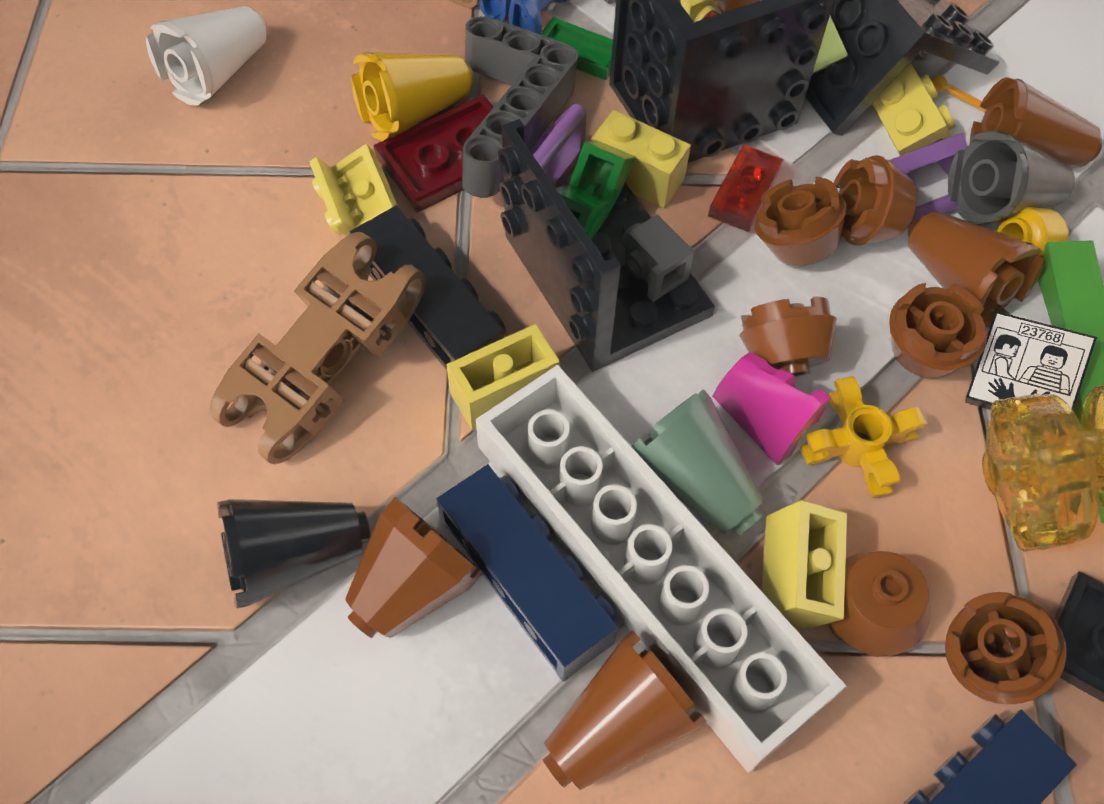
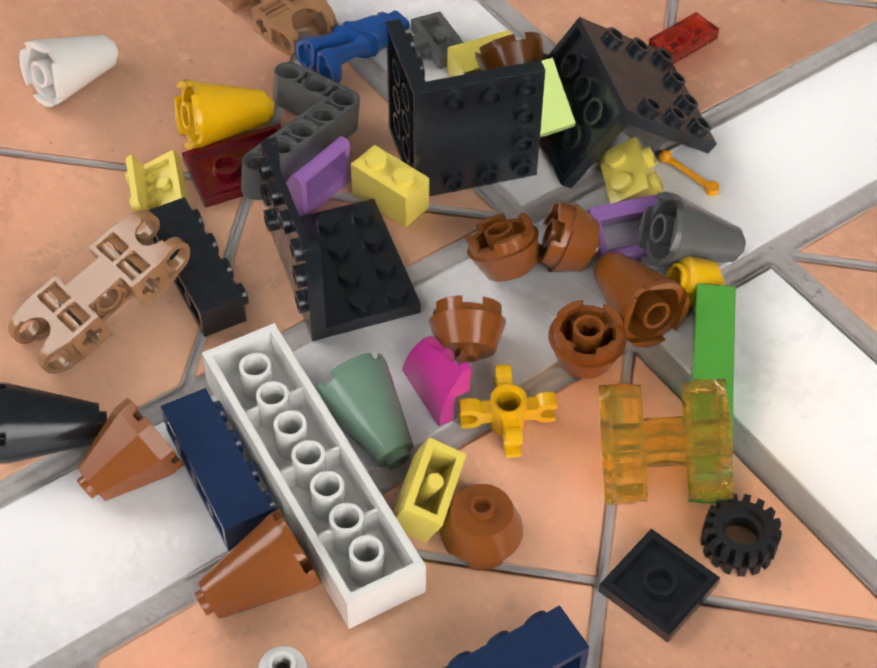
camera: 10 degrees right, 10 degrees down
(498, 371) = (230, 321): light yellow brick -> none
(592, 48) = (371, 92): green tile -> none
(596, 183) = (341, 206): green brick -> none
(657, 256) = (377, 258): dark grey brick -> none
(743, 186) = (473, 209): clear red plate -> none
(1005, 648) = (562, 565): dark orange cone -> none
(1029, 359) = (660, 371): white tile -> none
(1039, 121) = (731, 197): dark orange cone -> none

